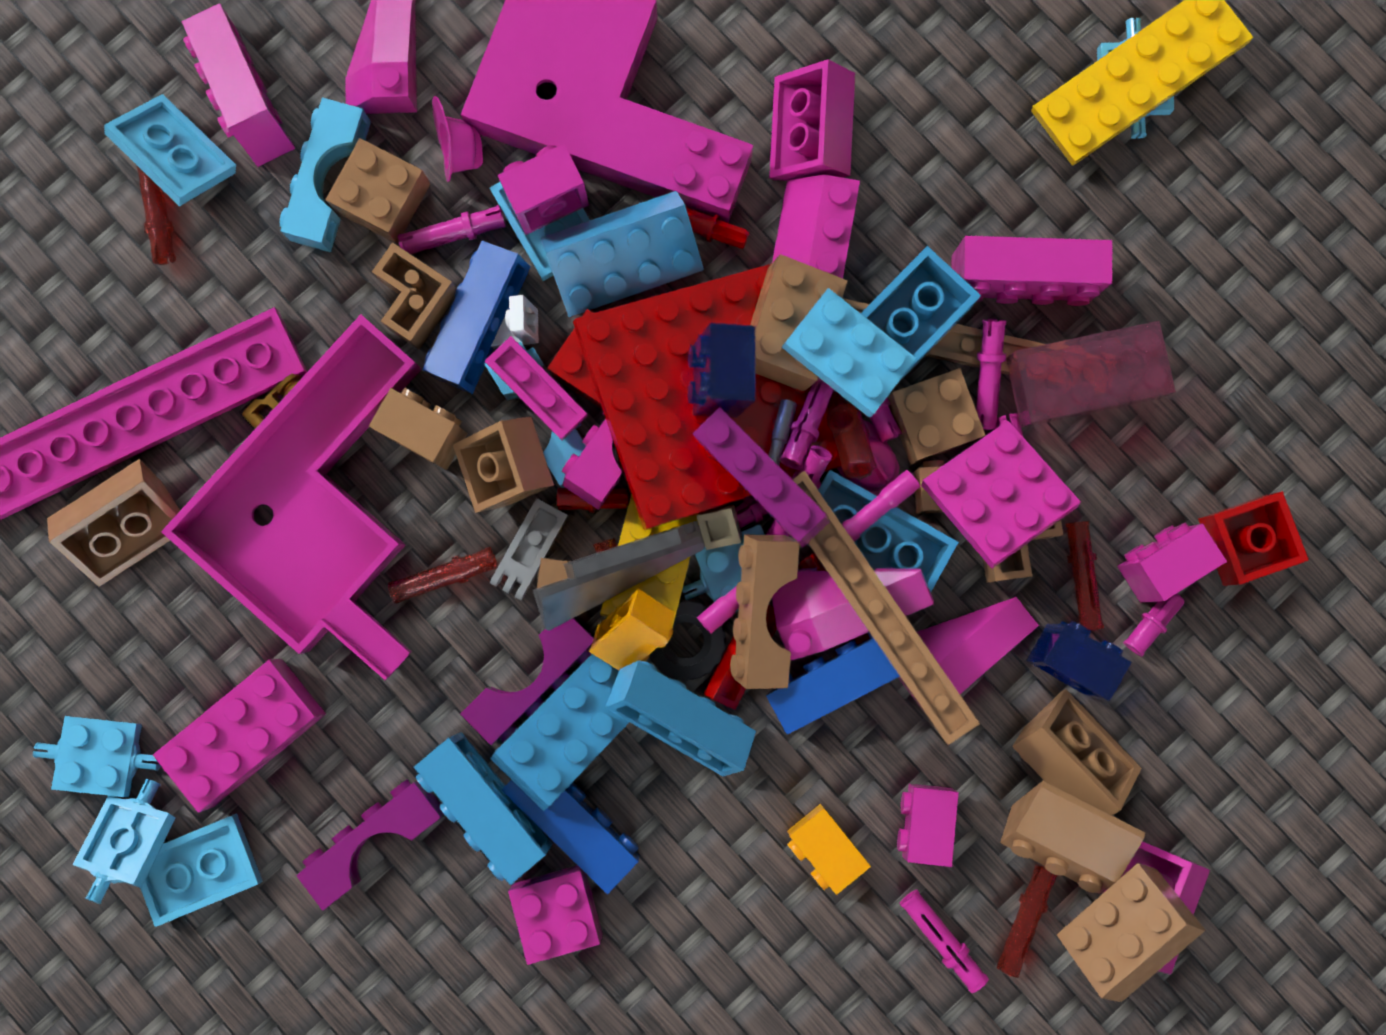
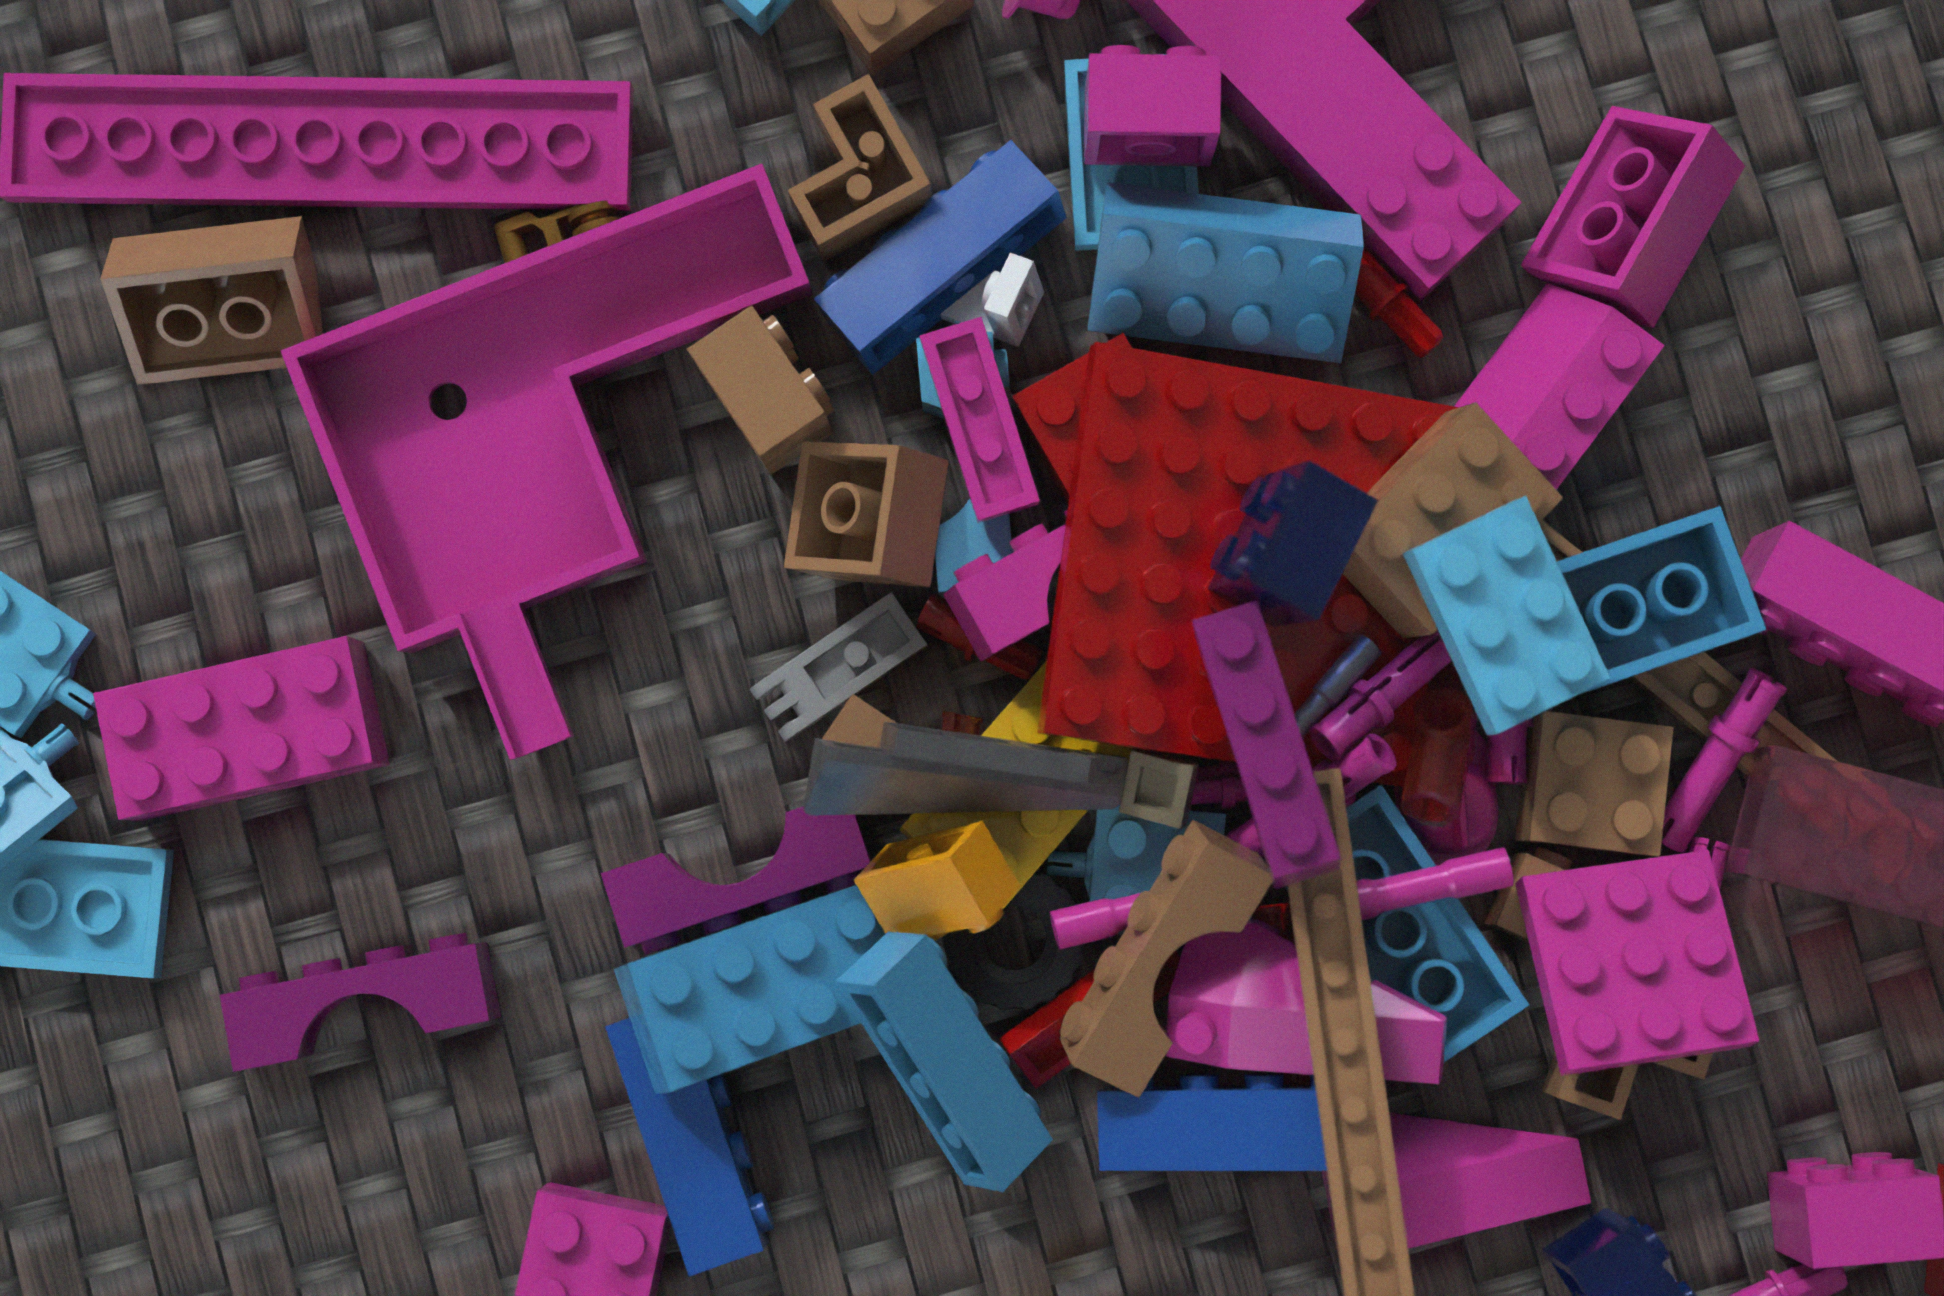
camera: 30 degrees right, 0 degrees up
(449, 231) = (972, 98): dark pink pin -> none
(456, 570) = (696, 641): clear red pin -> none
(476, 800) = (559, 1019): dark azure brick -> none
(1084, 575) = (1706, 1160): clear red pin -> none

